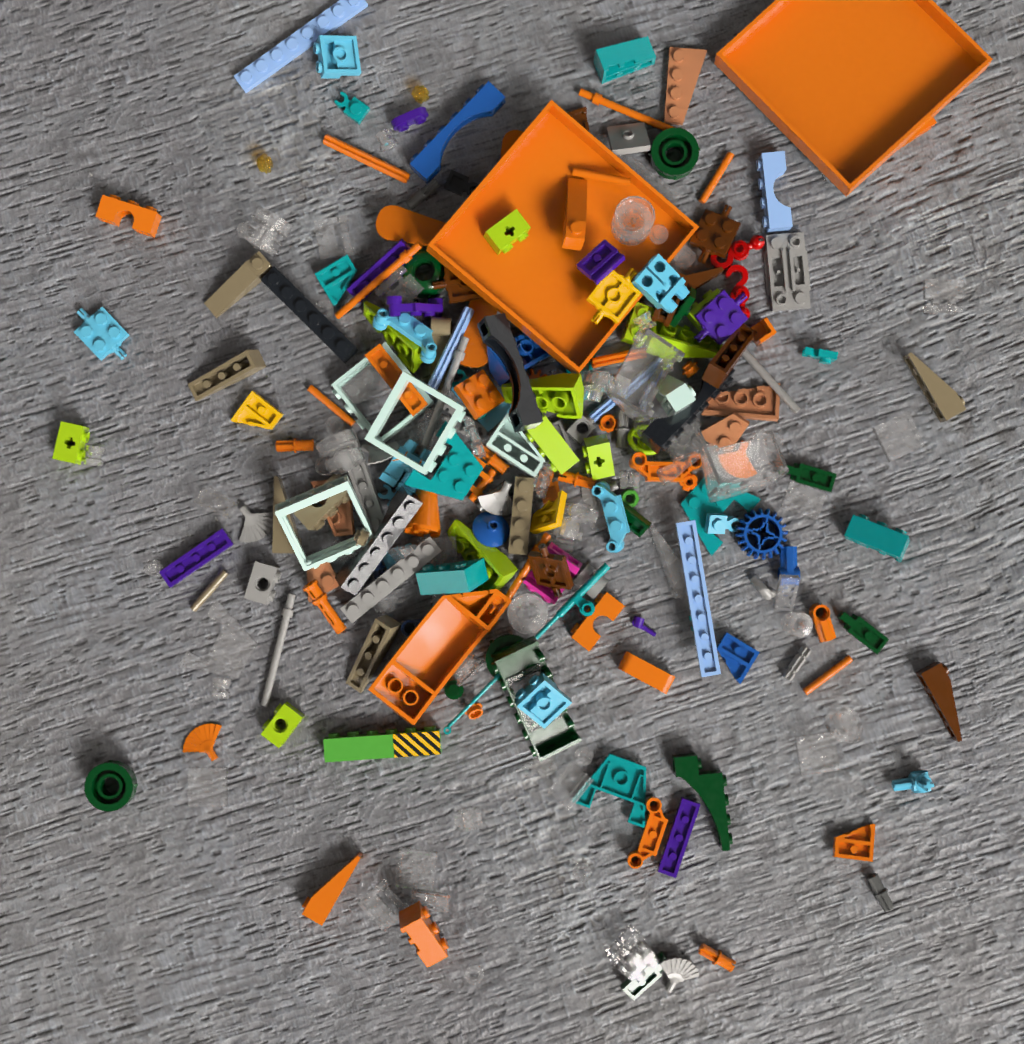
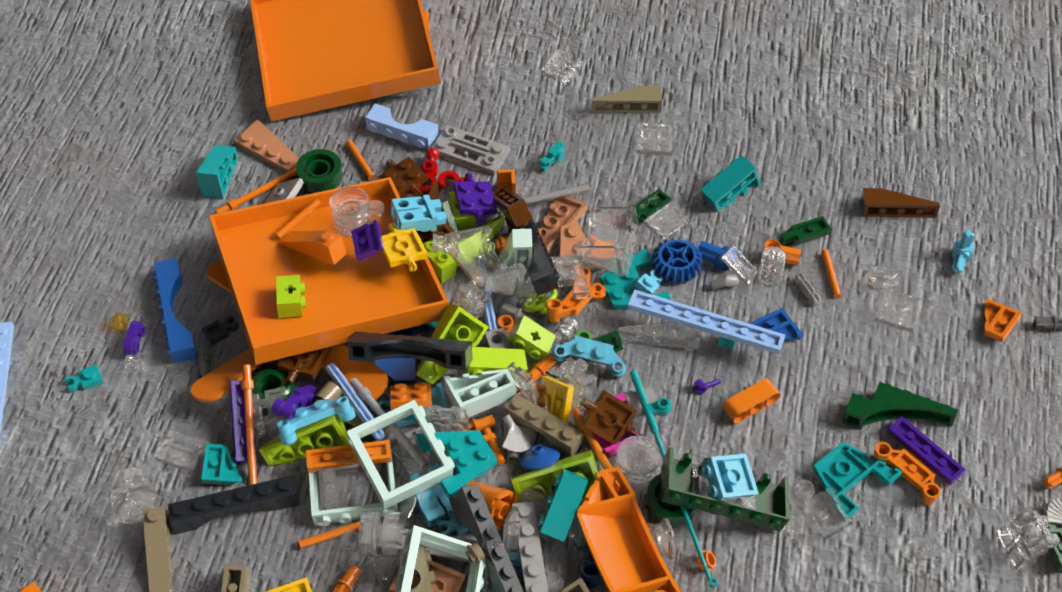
camera: 60 degrees left, 35 degrees down
(264, 163) = (70, 470): clear yellow plate -> none
(337, 56) = (33, 365): medium azure plate -> none
(366, 158) = (136, 390): orange axle -> none
(452, 690) = (676, 568): dark green plate -> none
(605, 606) = (684, 429): orange arch -> none
(608, 359) = (453, 288): orange axle -> none

